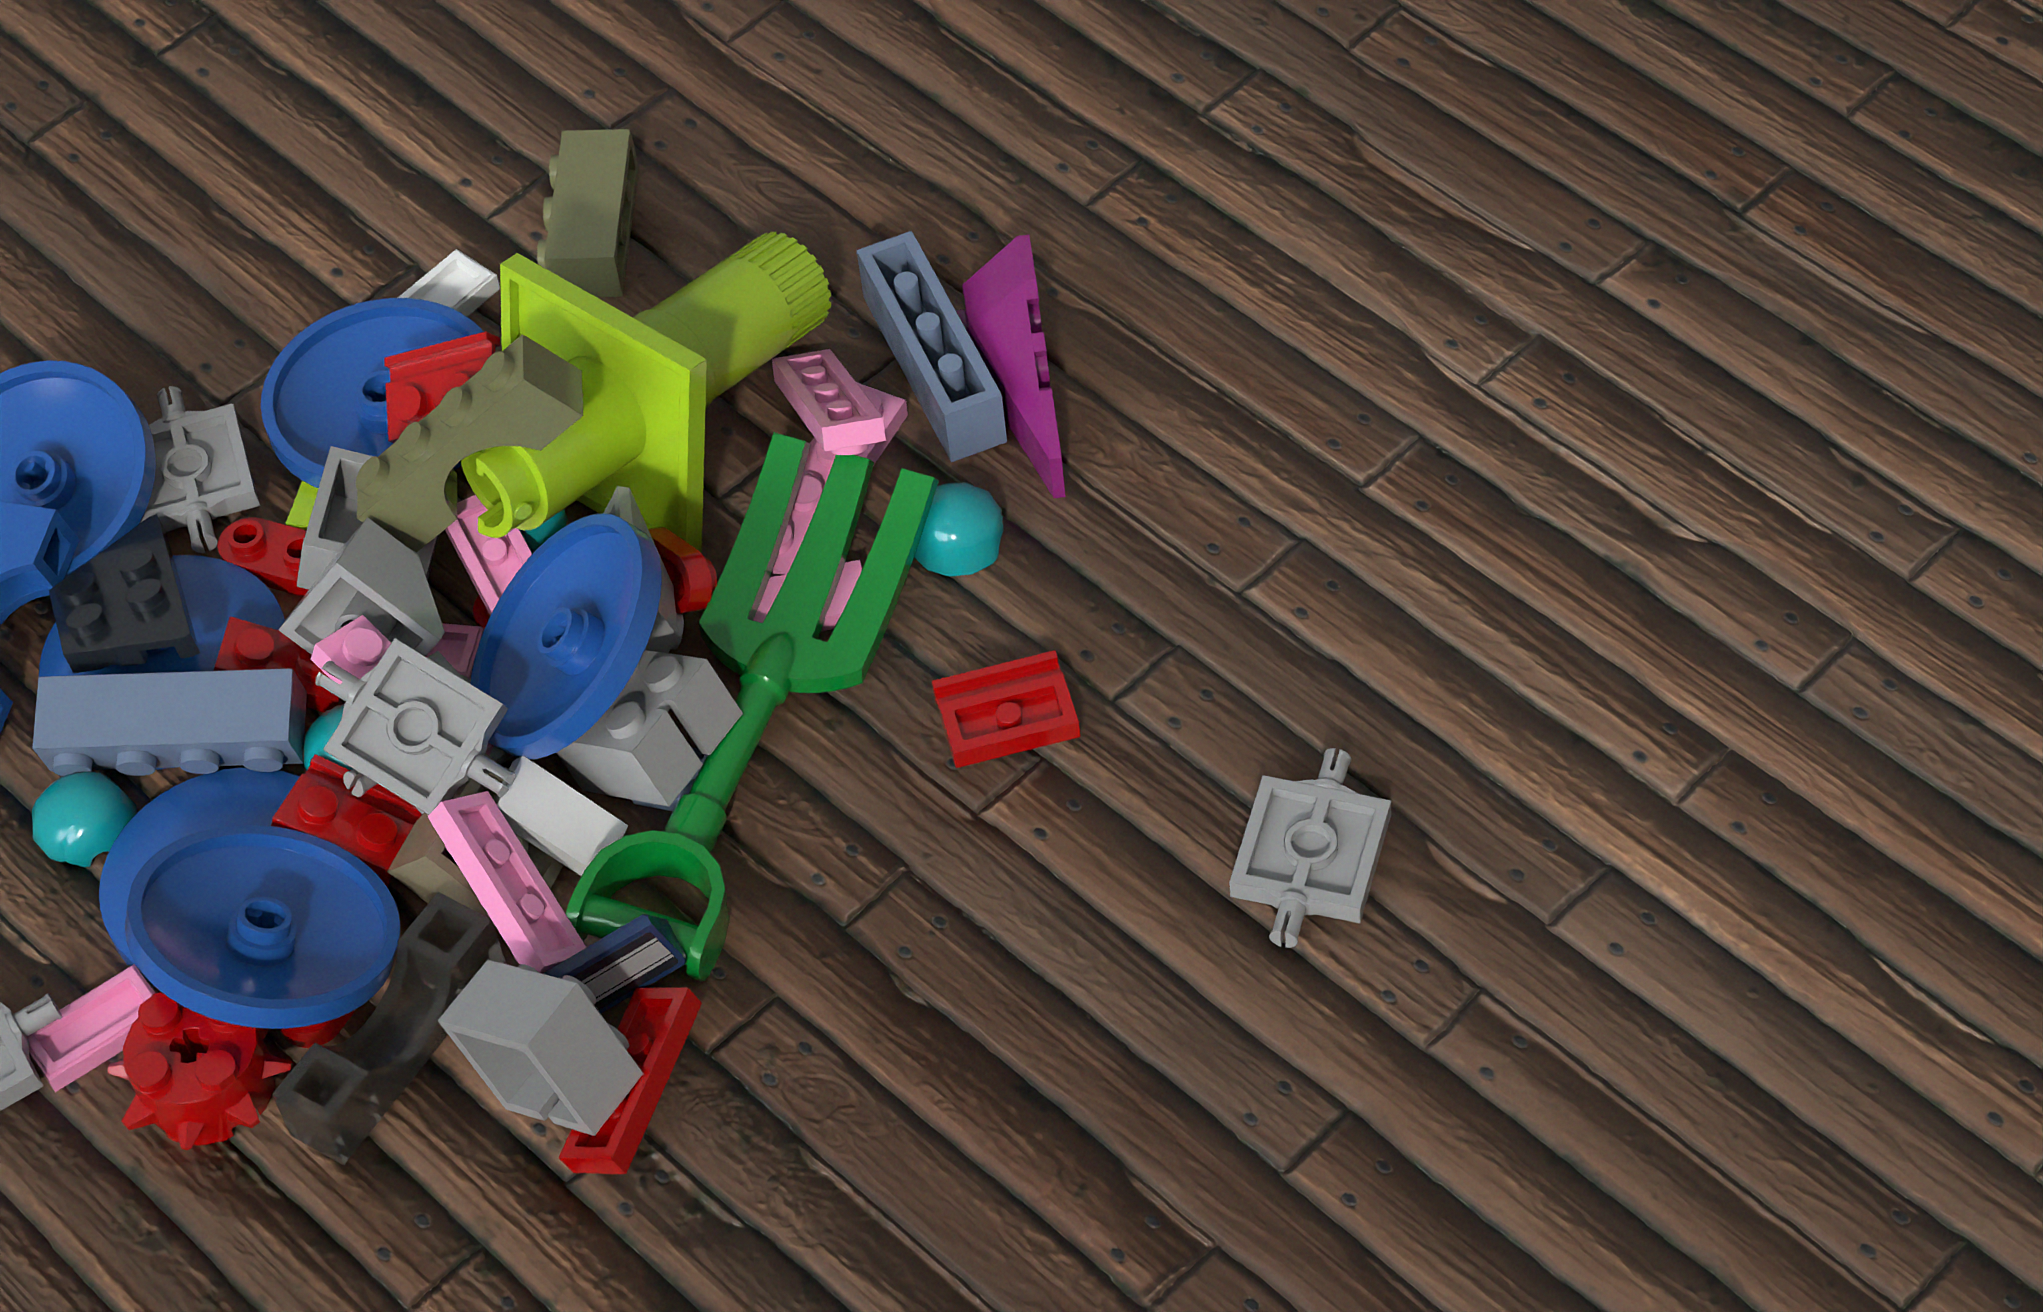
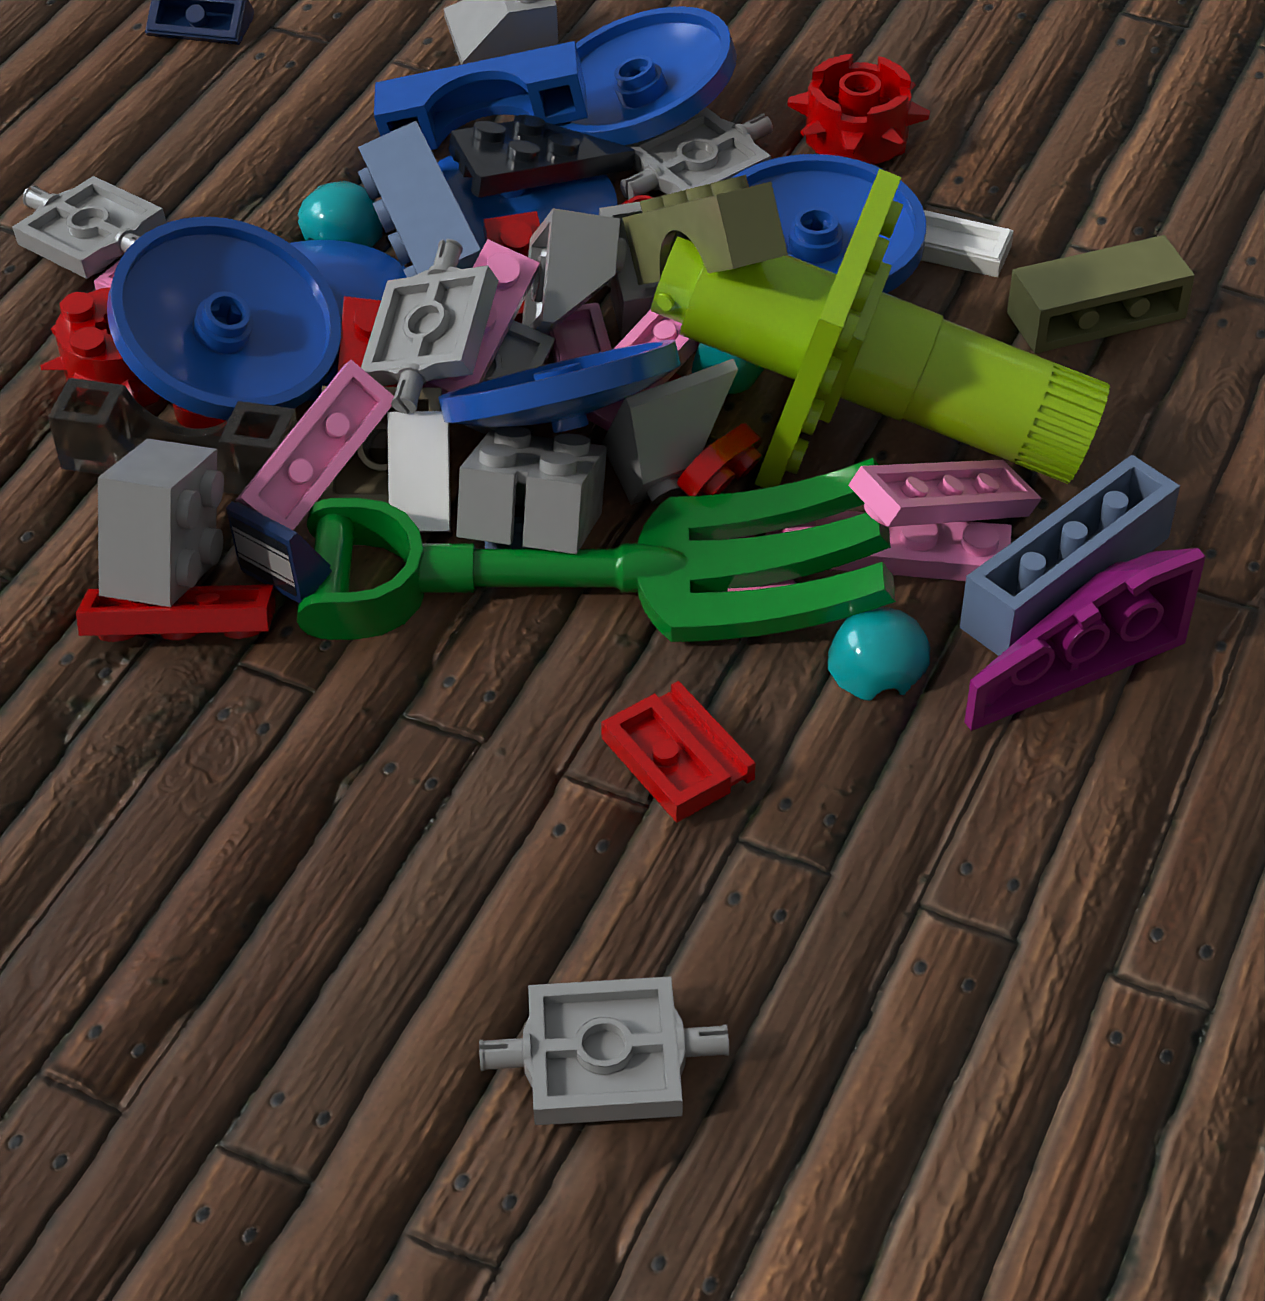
camera: 65 degrees right, 5 degrees down
(215, 308) = (858, 109): none -> red brick
(428, 373) = (820, 239): red plate -> none

